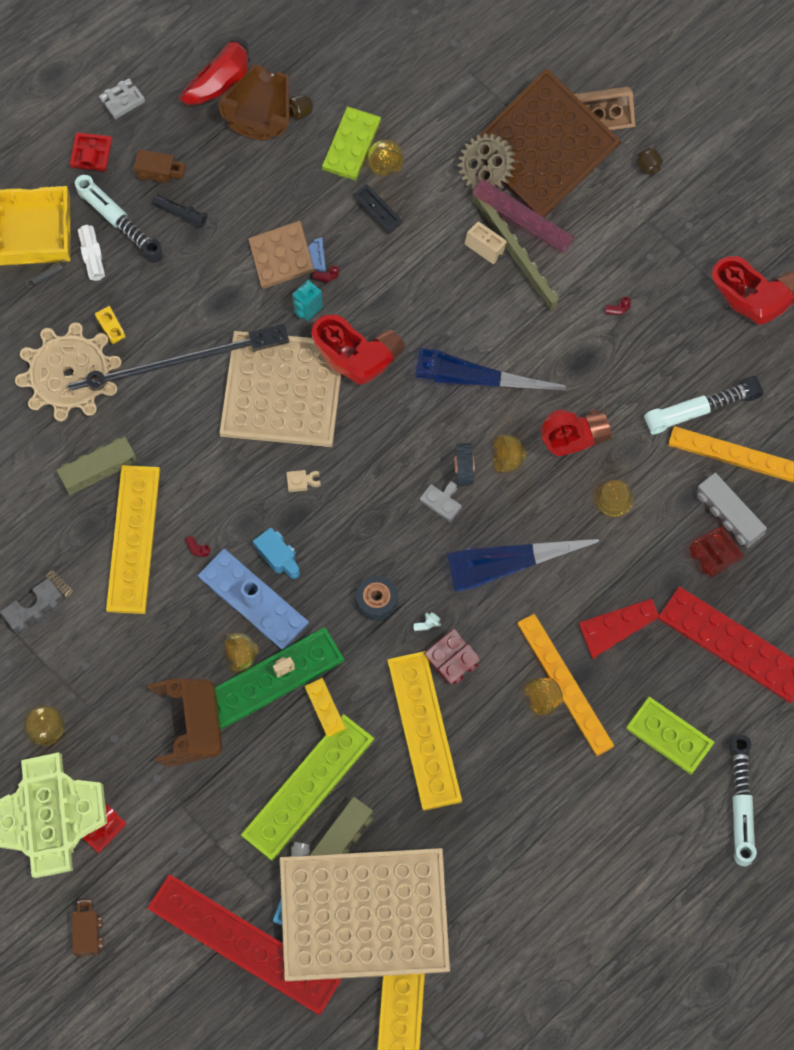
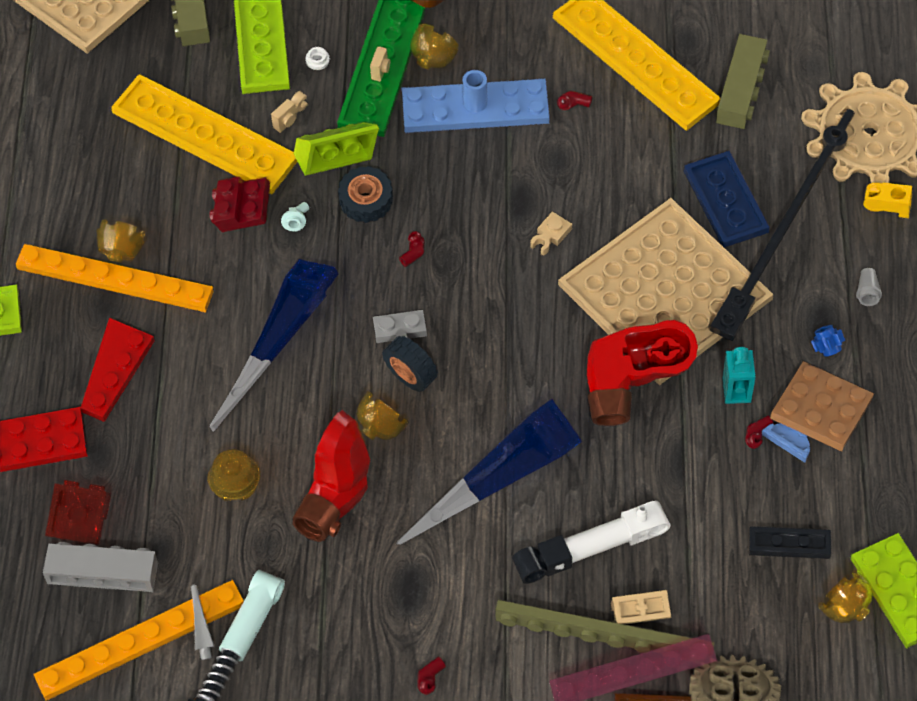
camera: 135 degrees right, 10 degrees down
(181, 291) = (868, 288): none -> light grey cone
(190, 408) = (726, 199): none -> dark blue plate
(241, 278) = (828, 340): none -> blue gear
(276, 553) = (495, 151): dark azure hinge -> none
(307, 714) = (317, 53): none -> white plate
(325, 707) = (311, 75): yellow plate -> none
(364, 636) = (336, 147): none -> lime slope
(367, 694) = (286, 113): none -> tan plate
(384, 539) = (415, 251): none -> dark red arm
(493, 303) = (559, 552): none -> white piece
(712, 426) = (202, 635): none -> light grey piece

